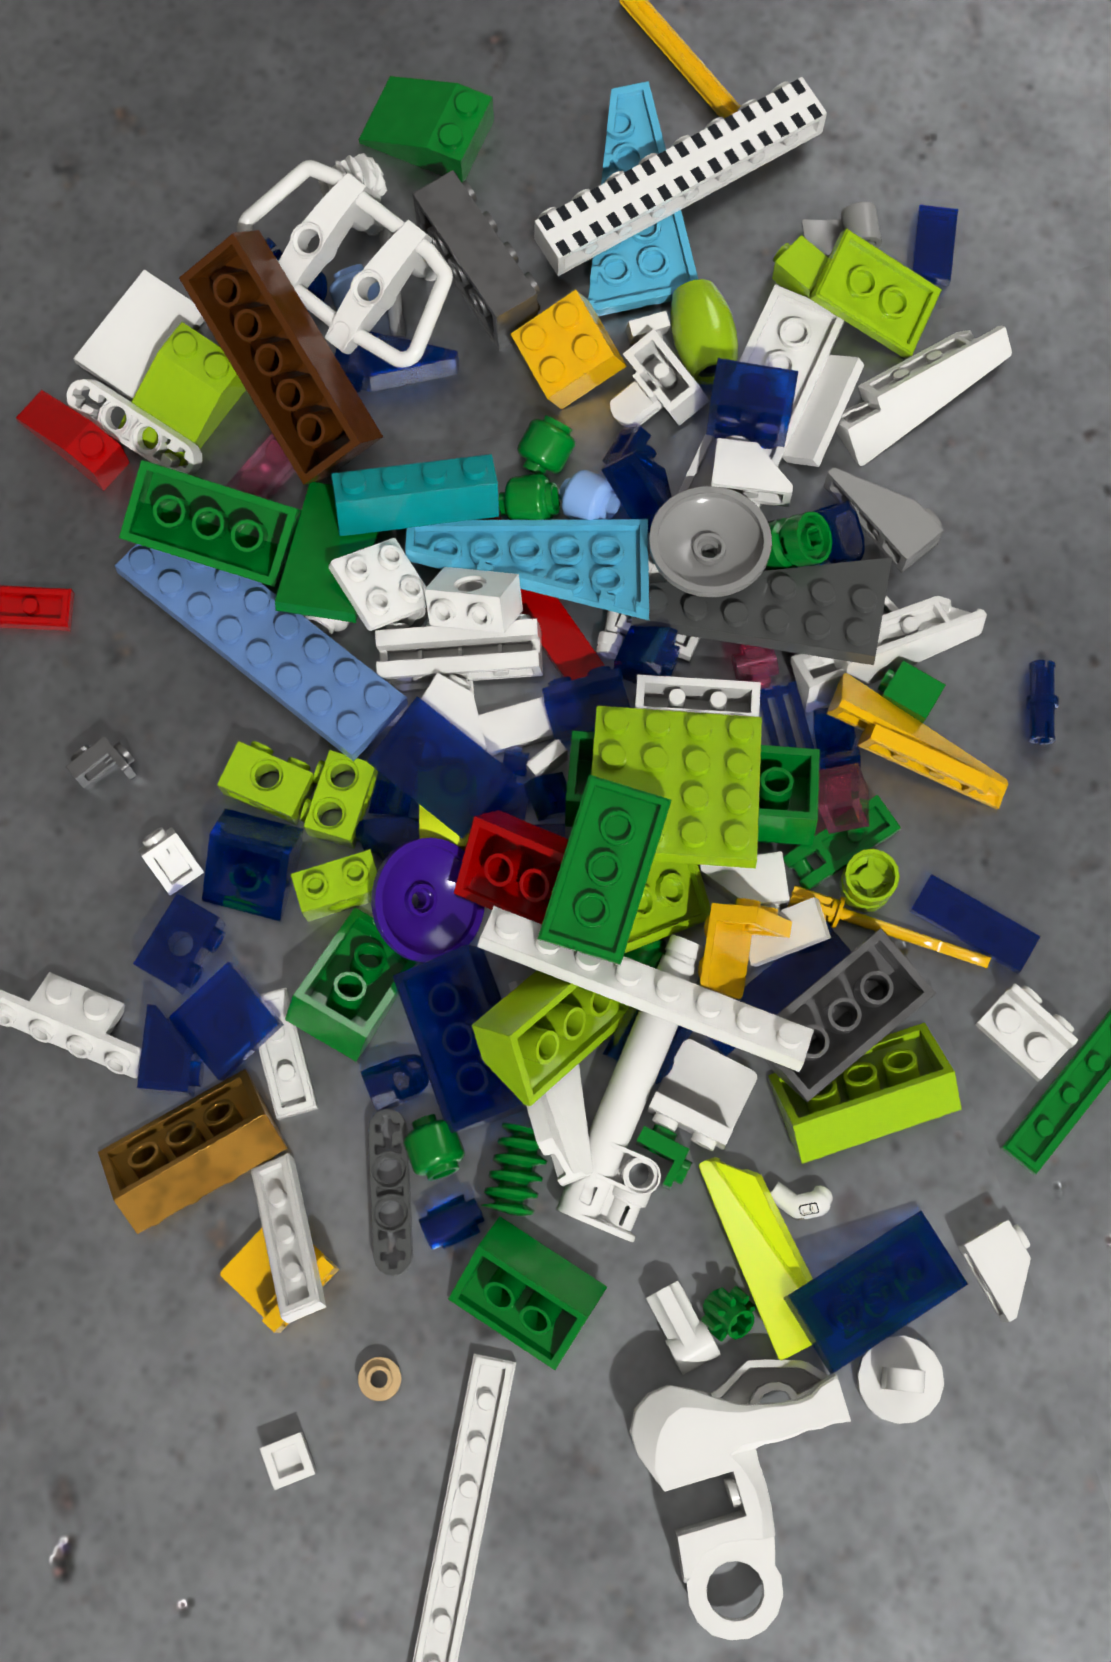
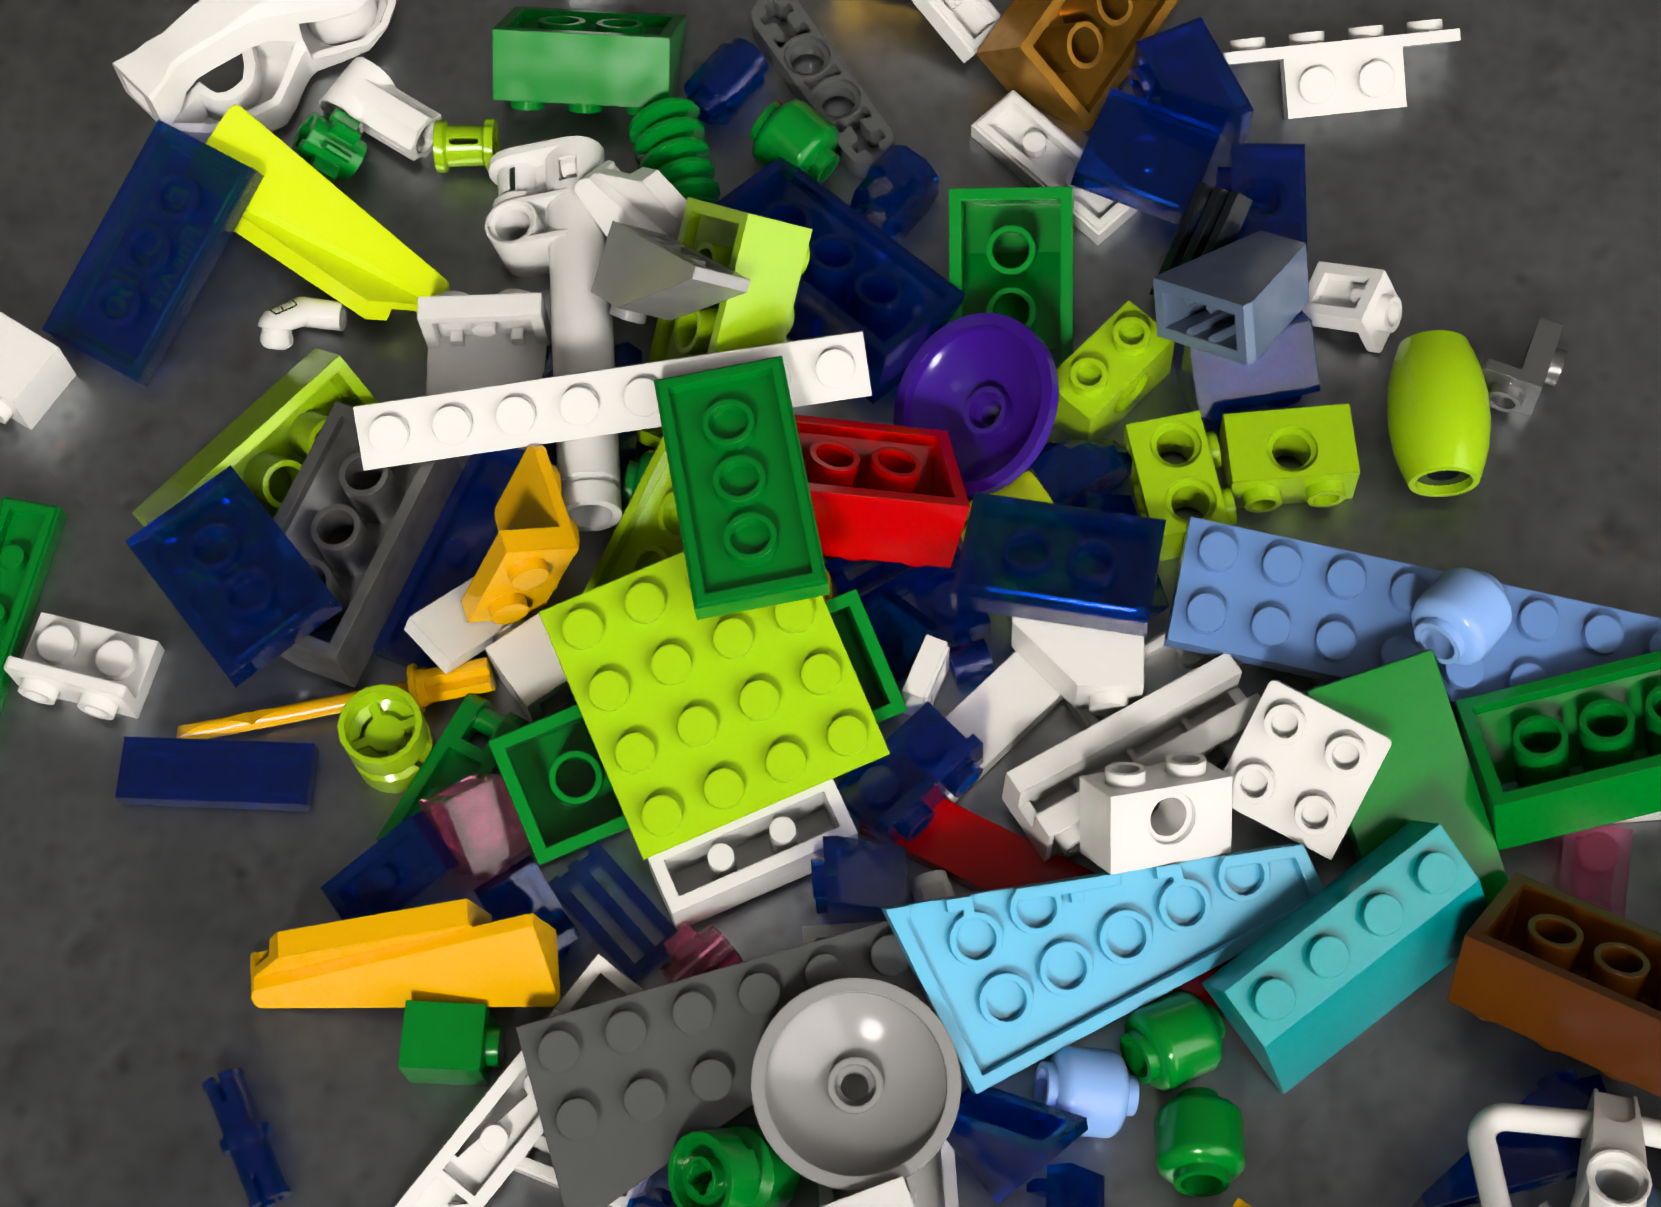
camera: 155 degrees right, 10 degrees down
(170, 756) = (1438, 413): none -> lime piece
(244, 866) = (1234, 296): none -> sand blue slope
(245, 615) = (1461, 616): none -> light blue head
(245, 937) = (1207, 225): none -> black tile
(575, 1056) = (659, 276): none -> light grey slope
(639, 1268) = (464, 144): none -> lime bush
(662, 1143) = (486, 277): green bracket -> none
(900, 1379) = (76, 186): white tile -> none
(903, 797) = (392, 870): none -> clear blue plate
(920, 1006) = (233, 575): none -> clear blue plate

